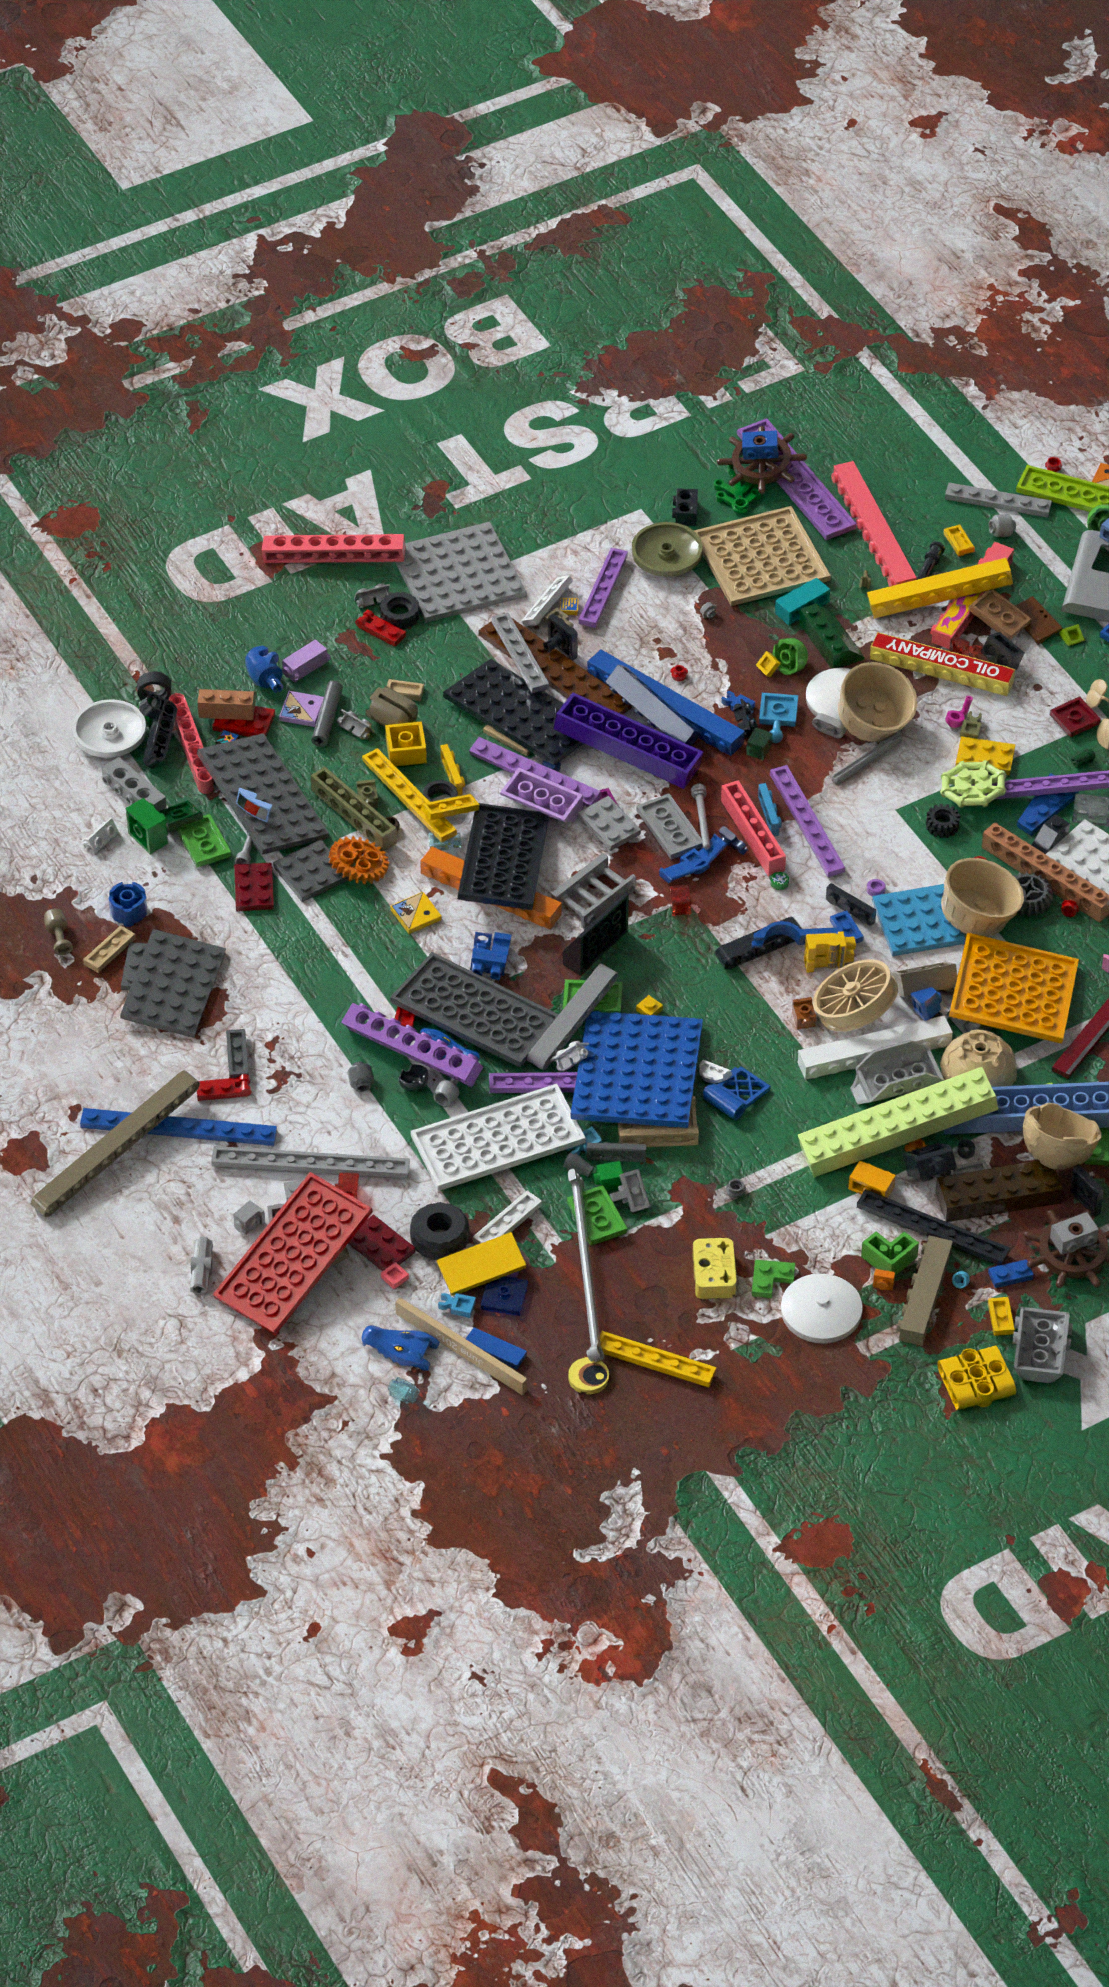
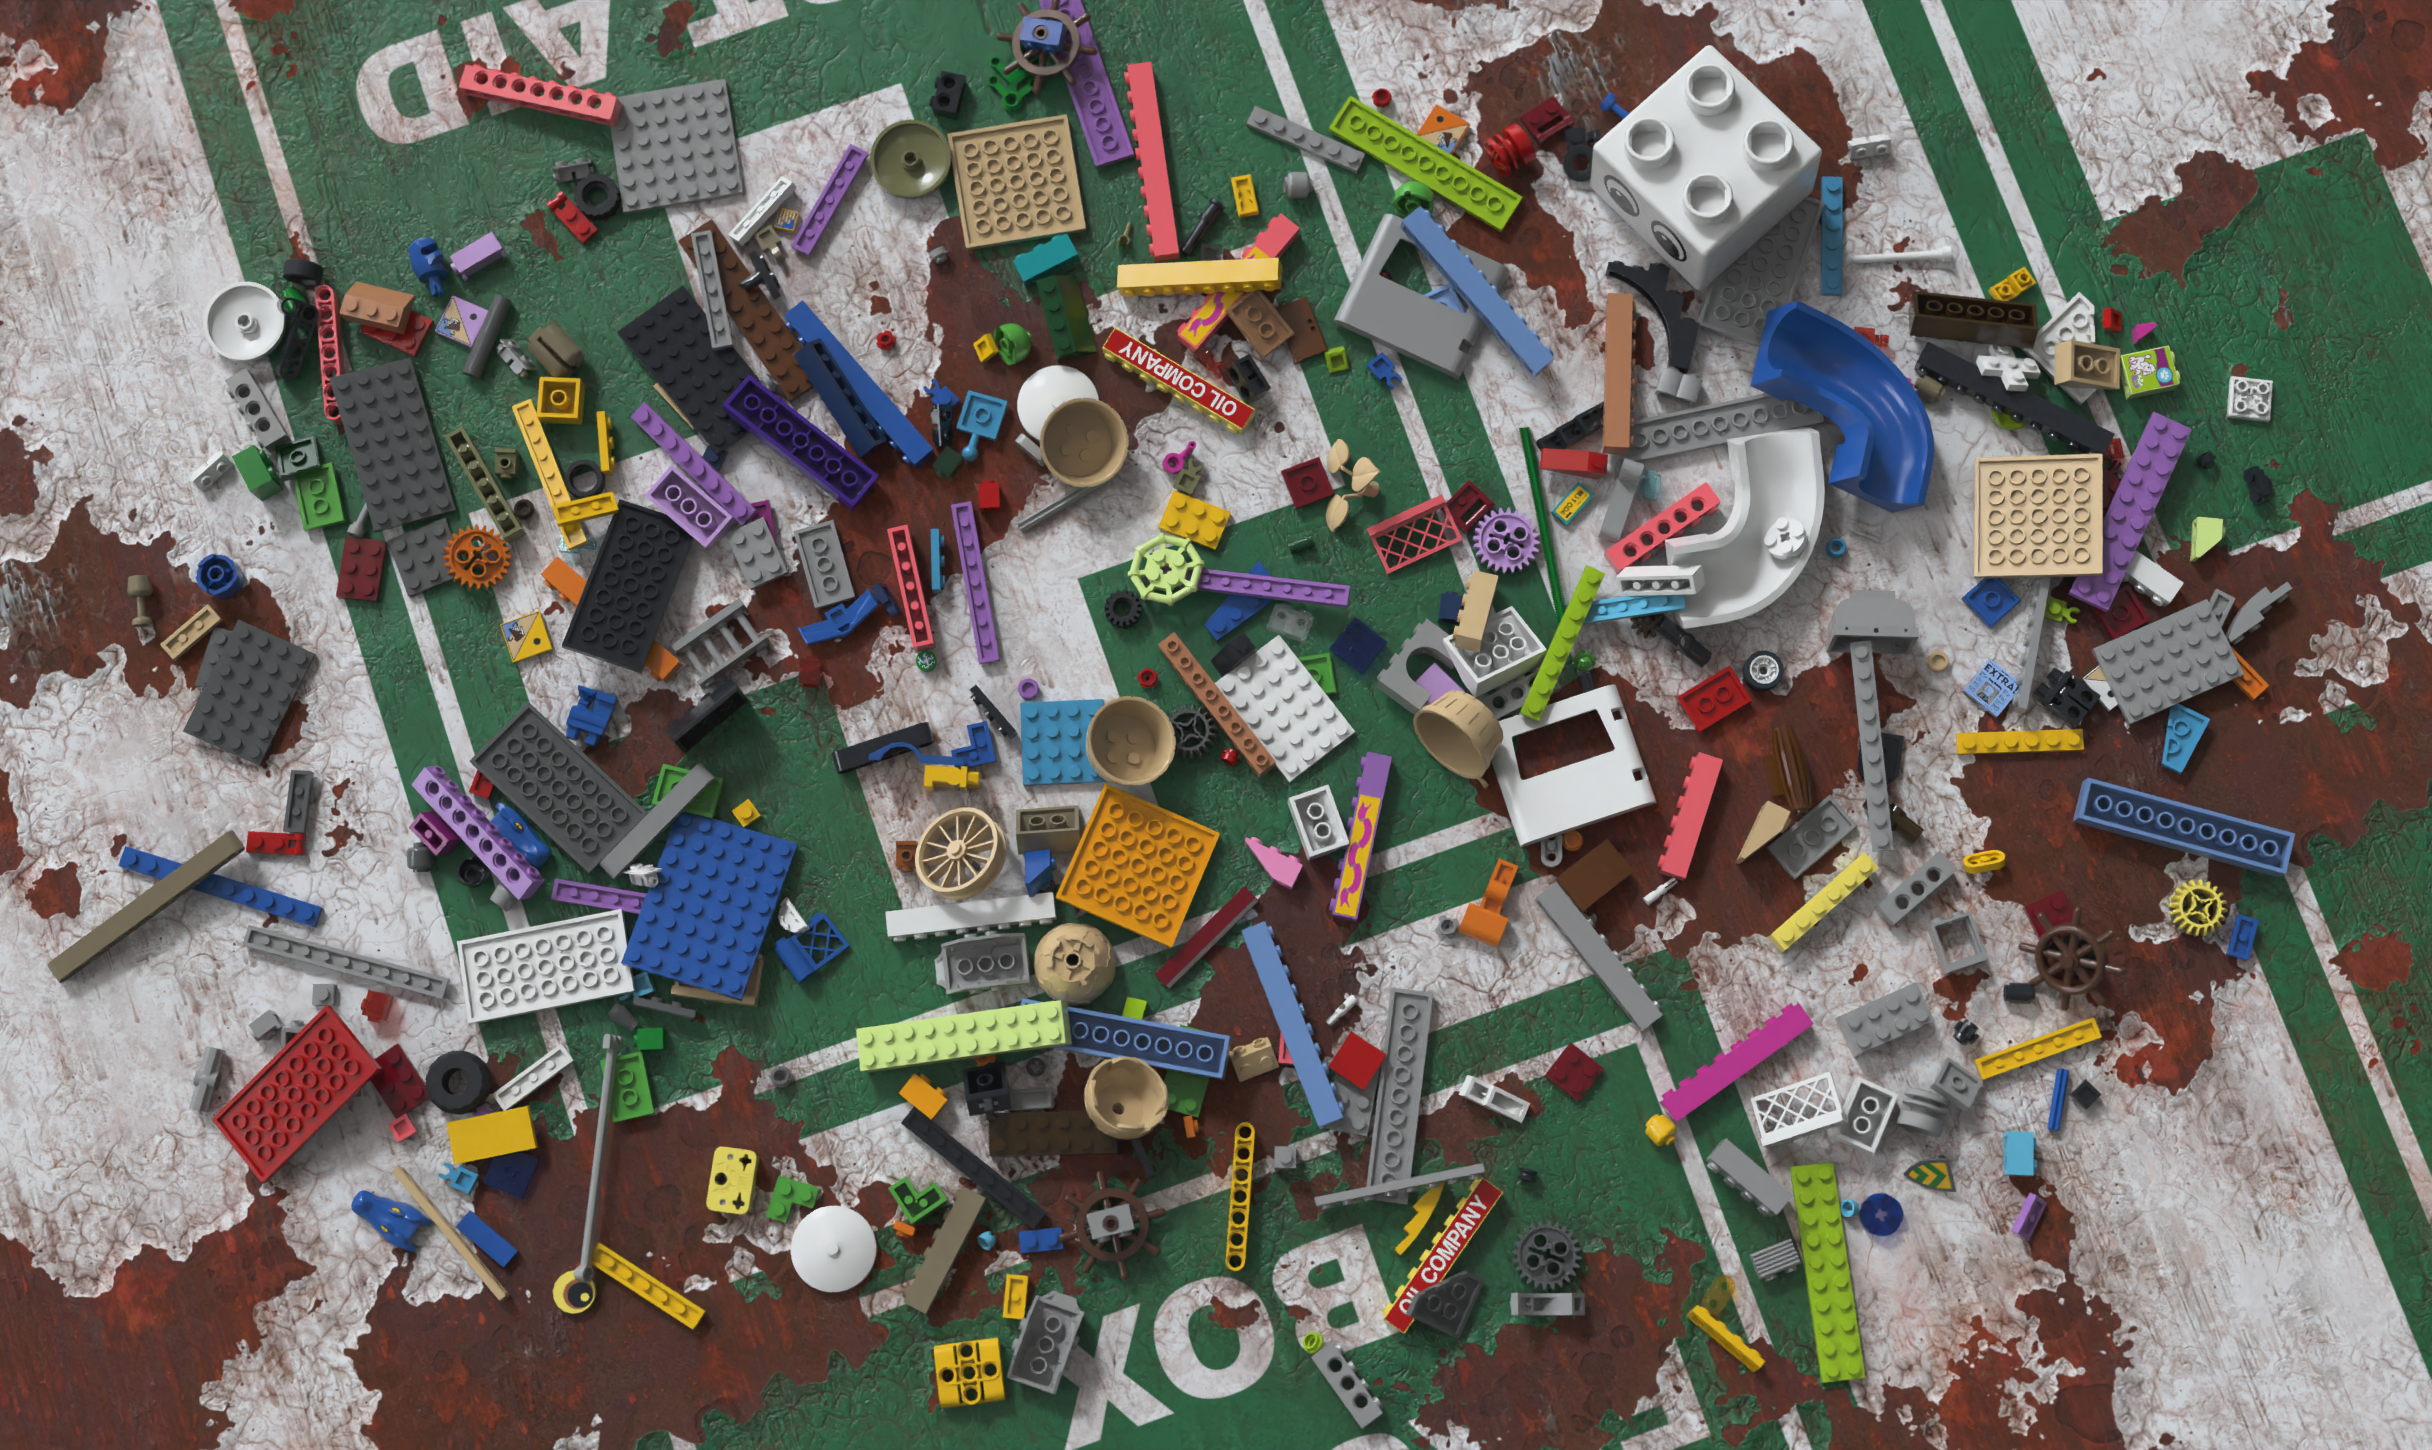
camera: 15 degrees right, 30 degrees up
(226, 736) = (373, 354): tile -> none
(253, 806) = (367, 470): slope -> none
(371, 1053) = (435, 833): none -> magenta brick
(403, 1390) = (380, 1279): clear light blue brick -> none
(408, 689) = (580, 313): tan tile -> none
(632, 1191) = (668, 1066): light grey hinge -> none
(699, 793) = (866, 523): light grey piece -> none
(802, 761) = (989, 497): none -> red brick

